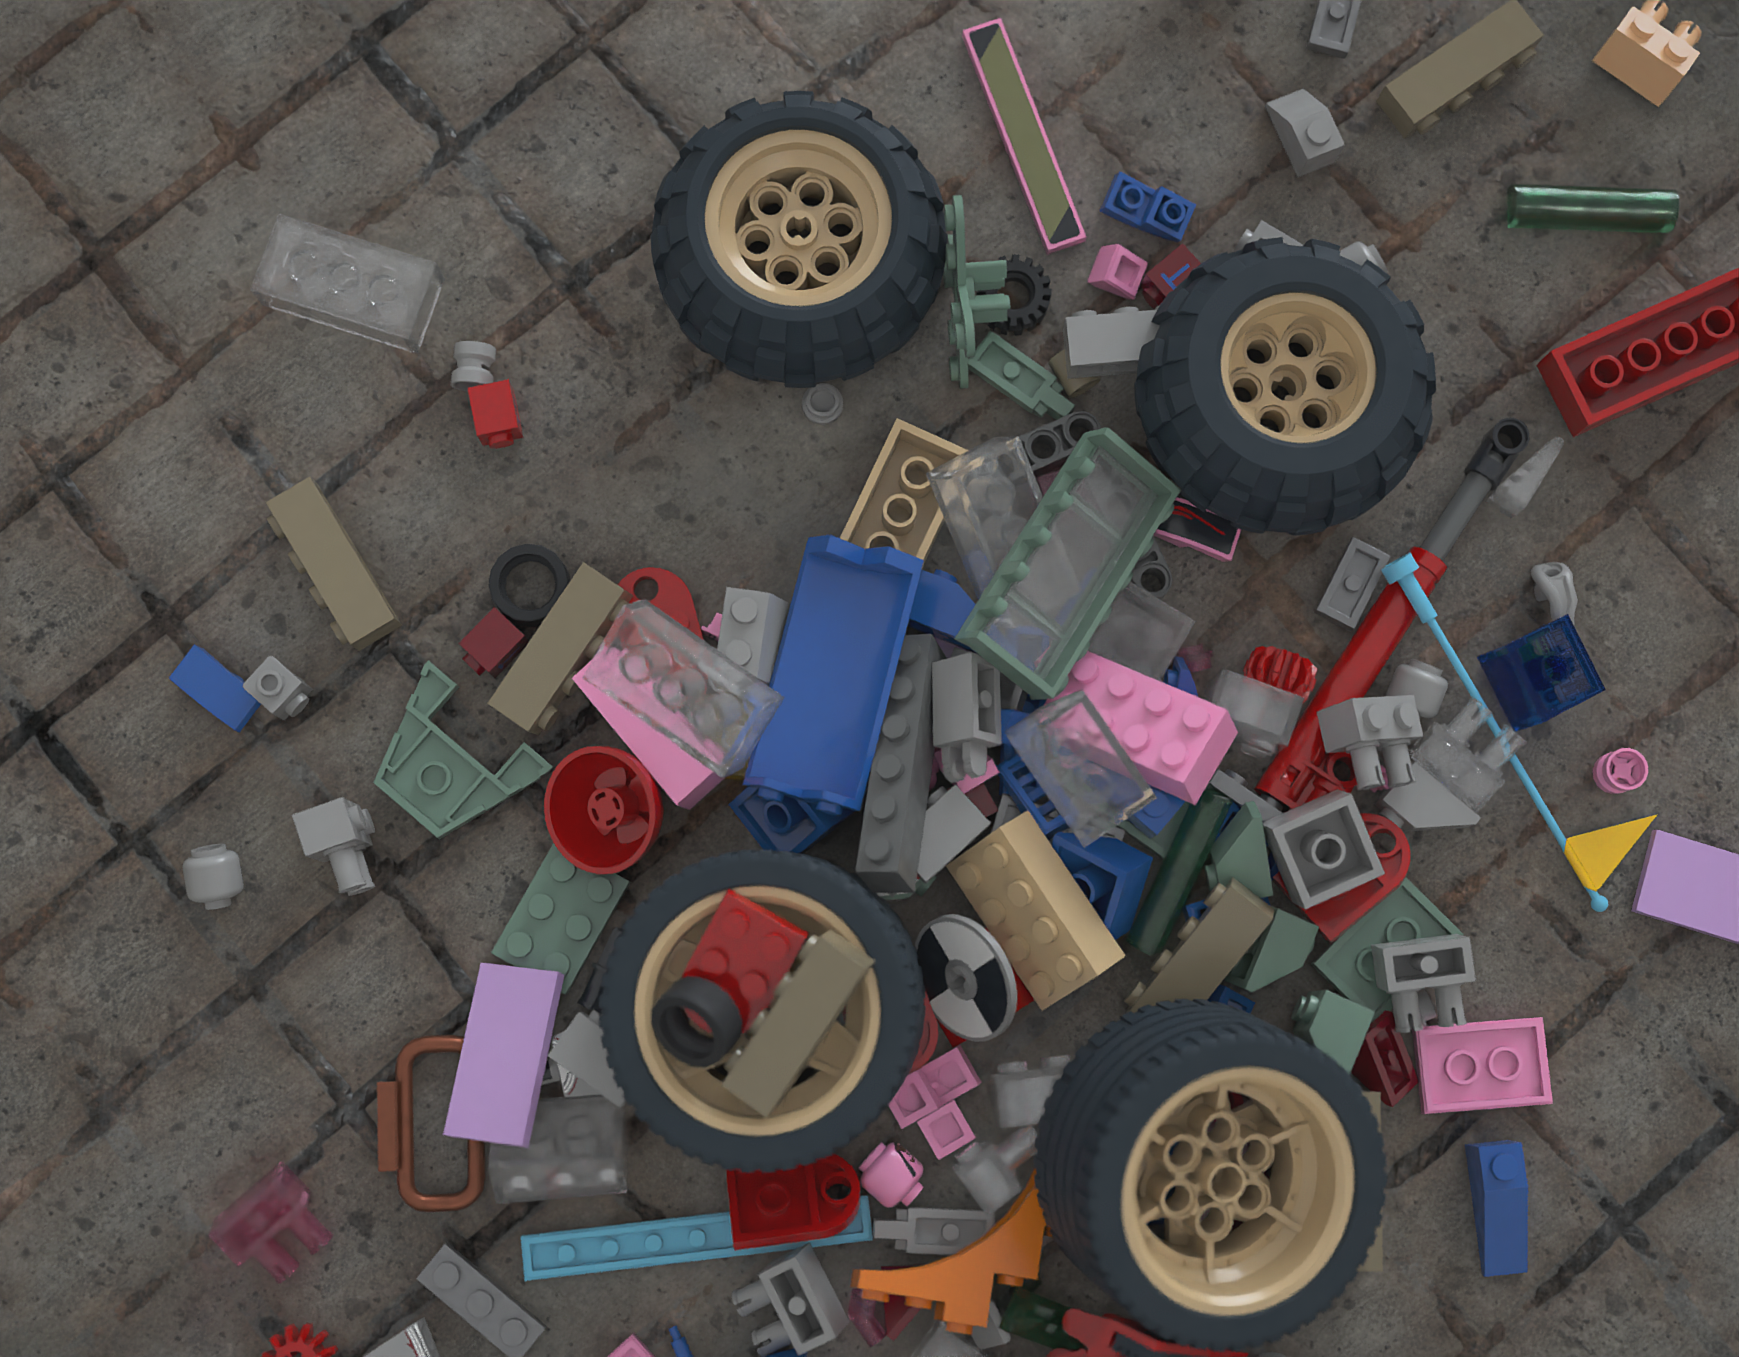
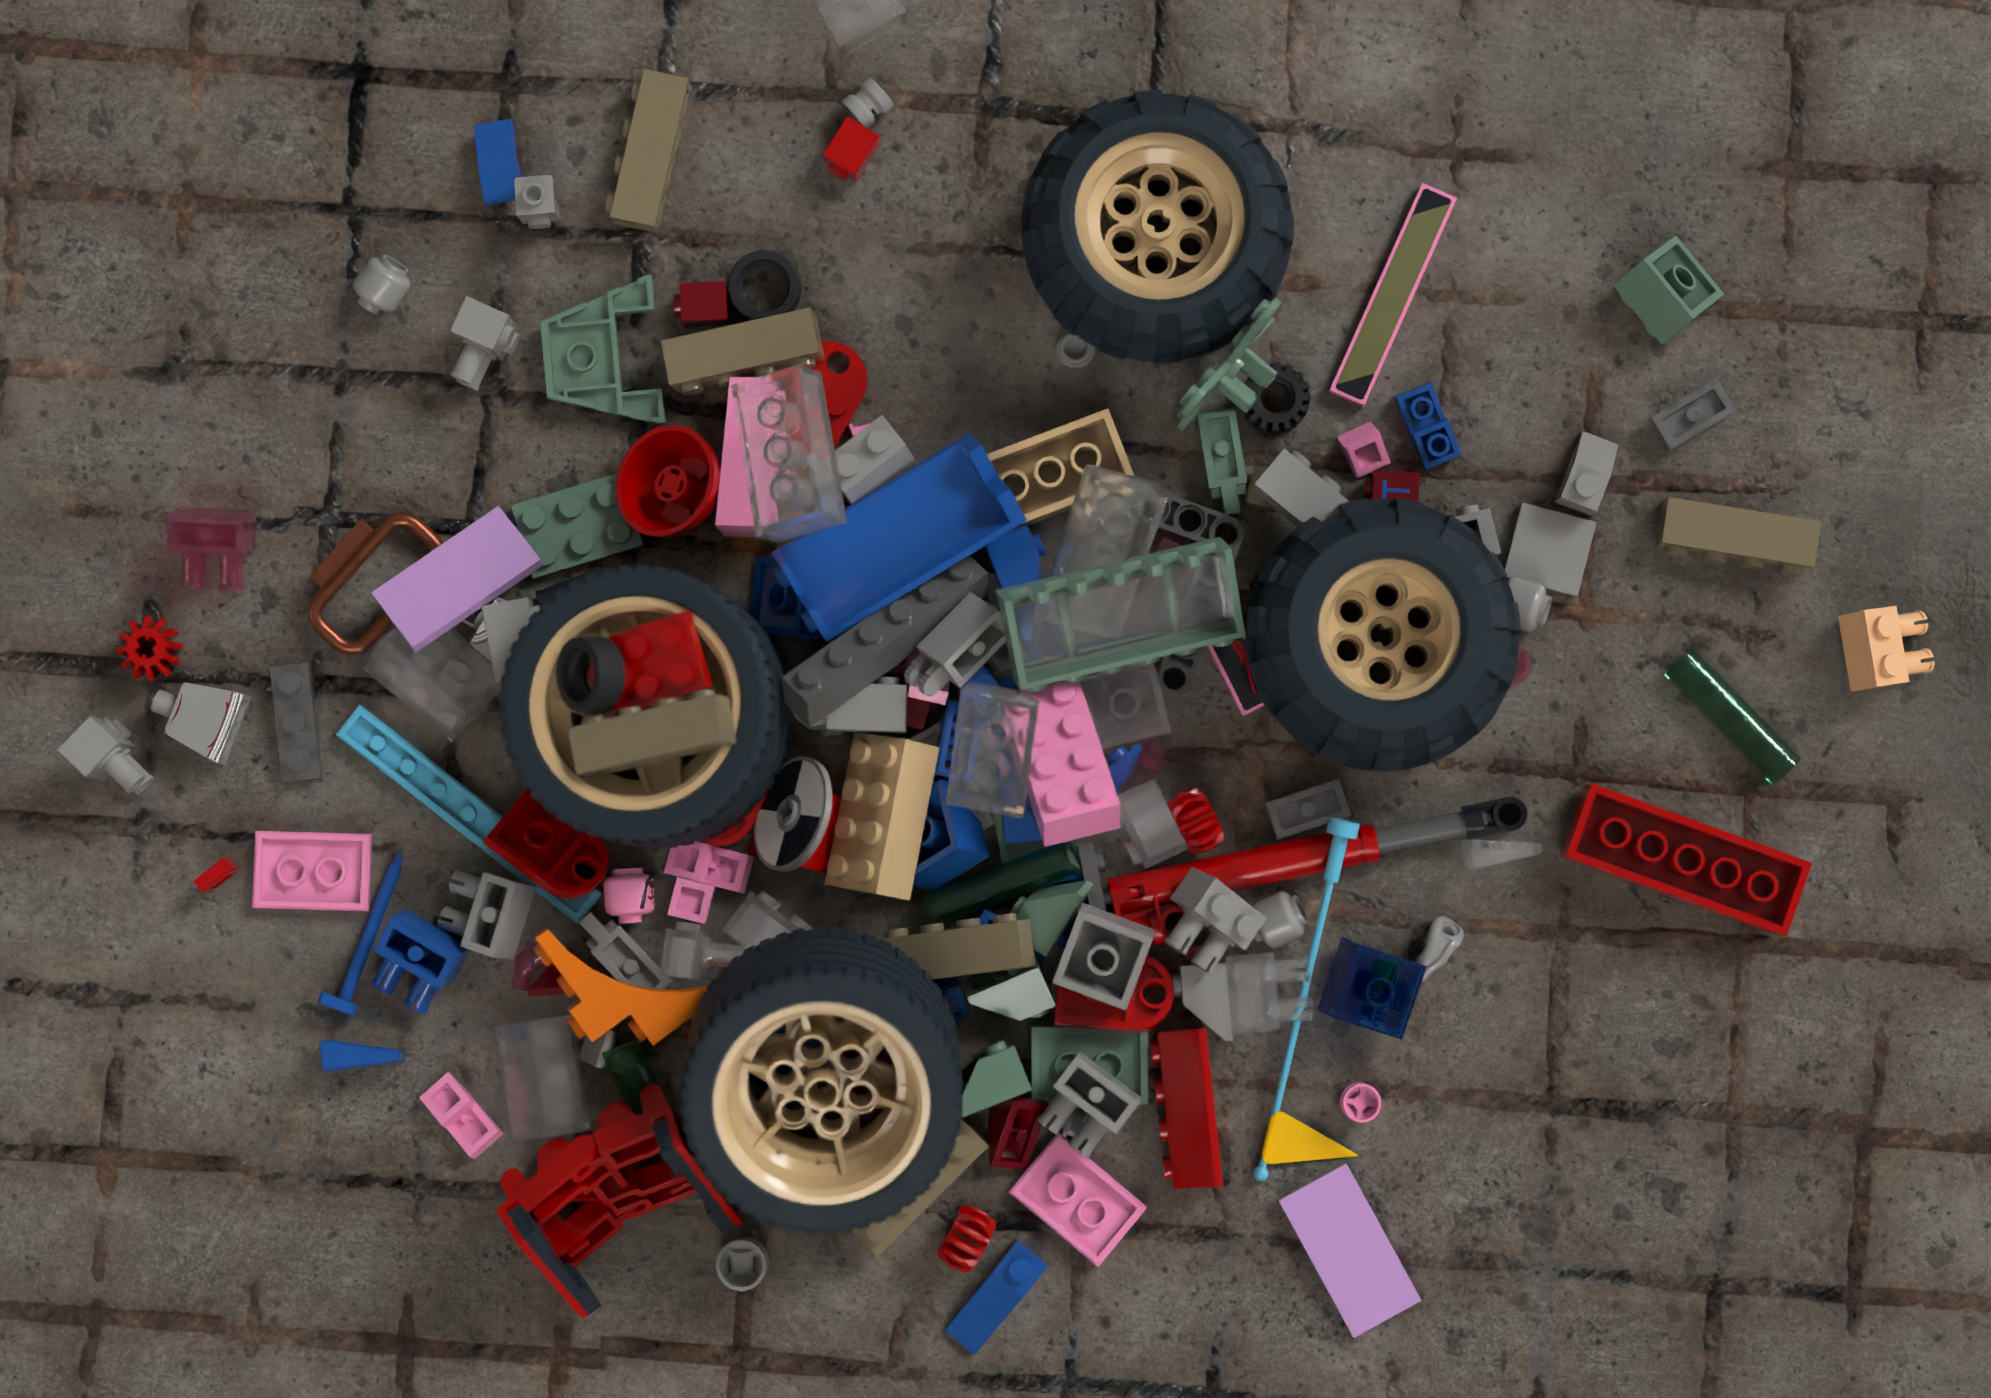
camera: 50 degrees right, 5 degrees up
(1332, 209) = (1549, 548): none -> light grey tile
(1433, 1185) = (966, 1238): none -> red gear
(1500, 905) = (1188, 1108): none -> red slope

